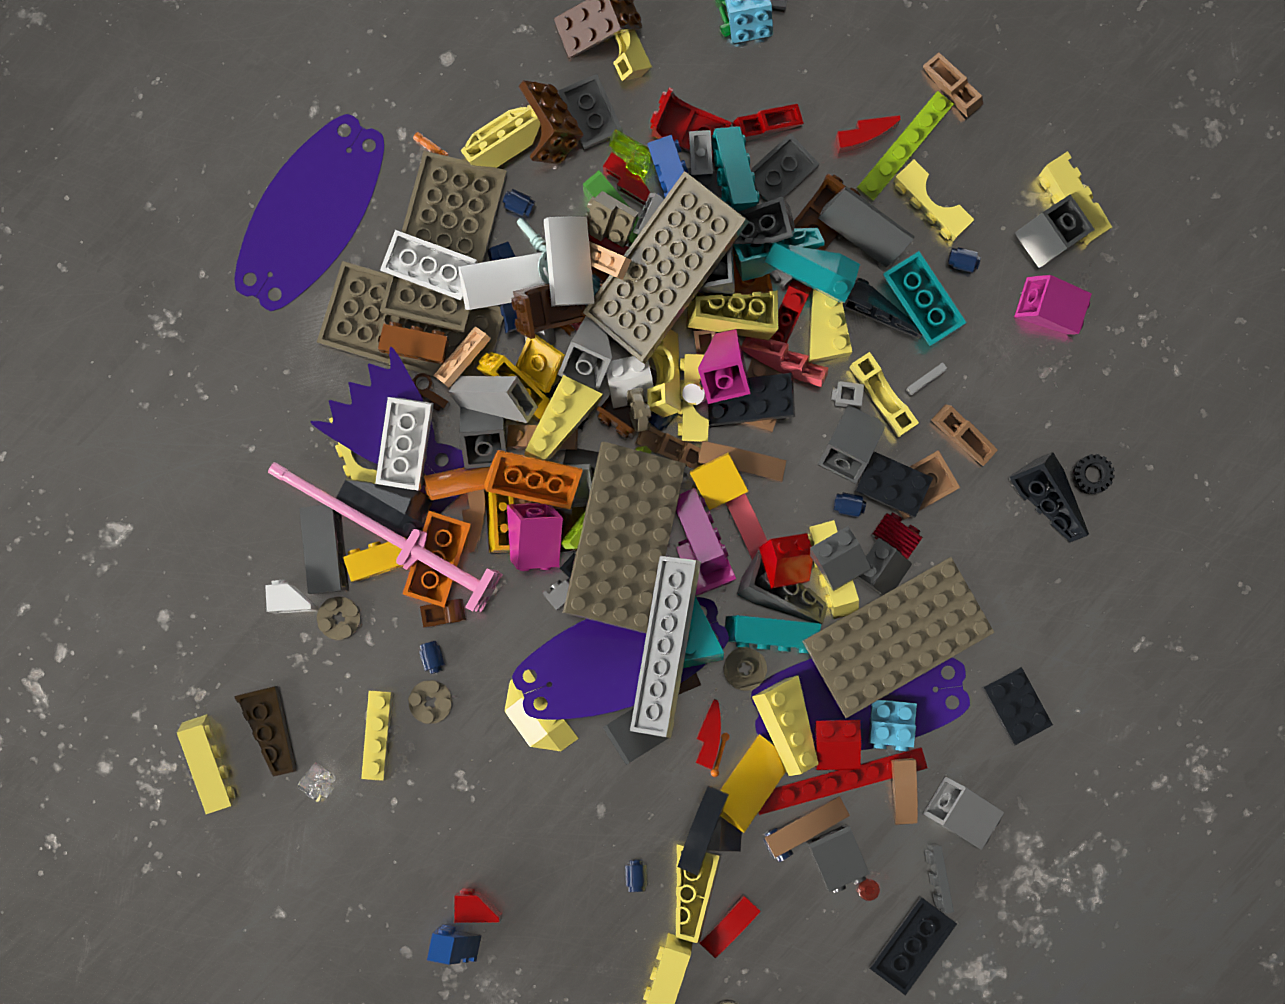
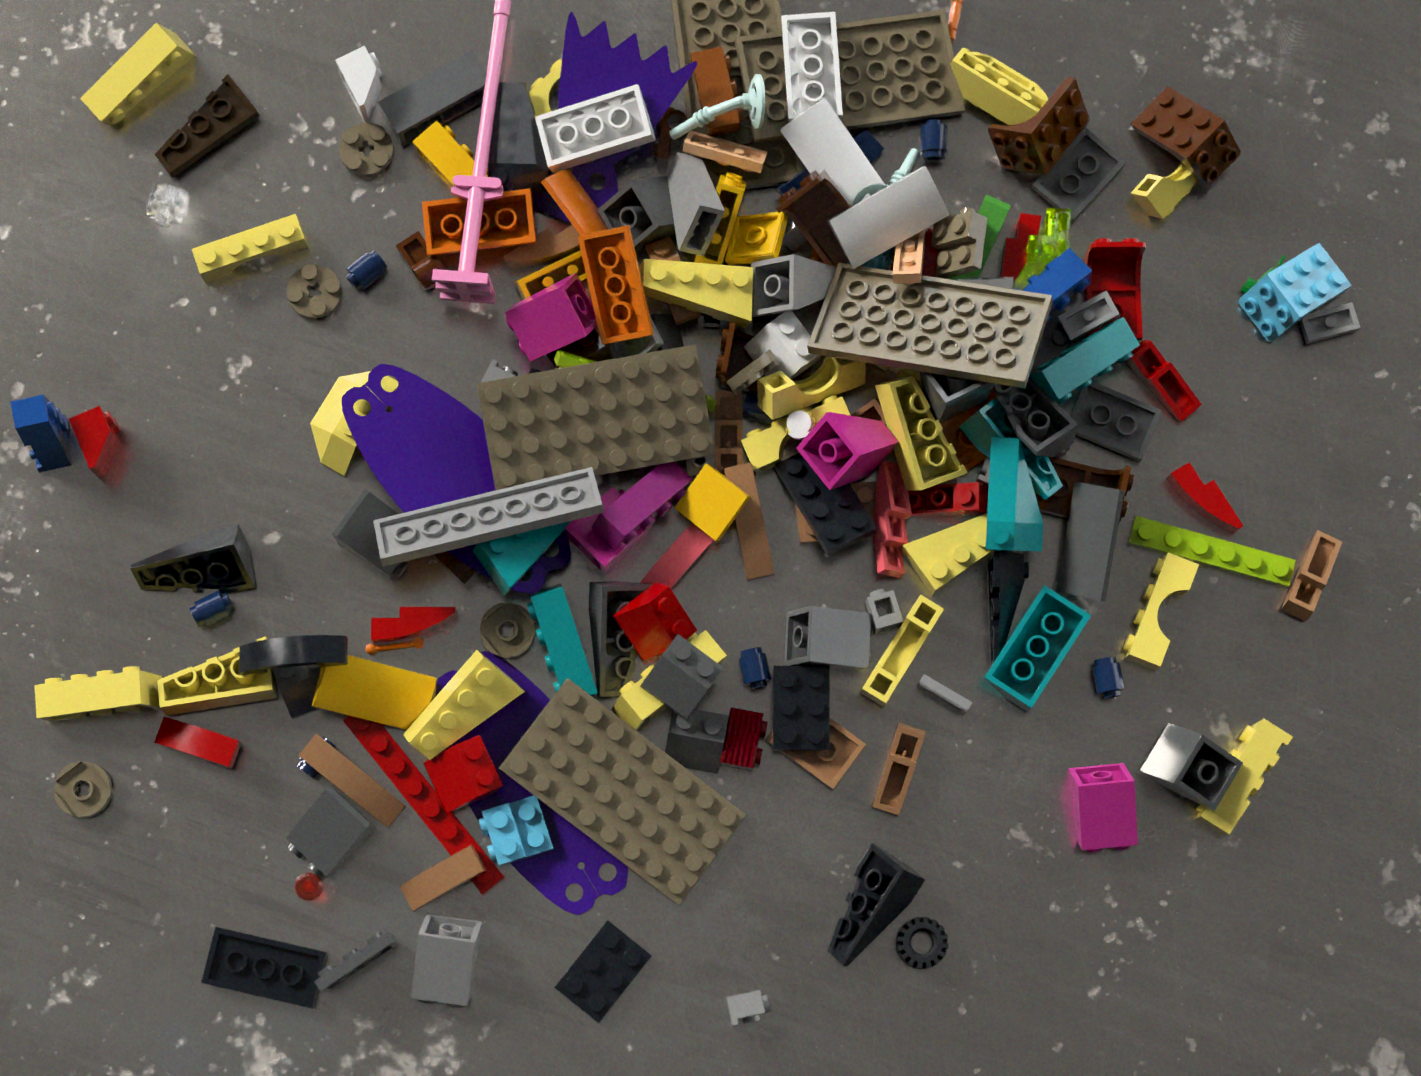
camera: 60 degrees right, 5 degrees down
(440, 319) = (749, 101): none -> light aqua dish
(599, 863) = (205, 562): none -> black wedge
(1086, 615) = (747, 1006): none -> light grey brick

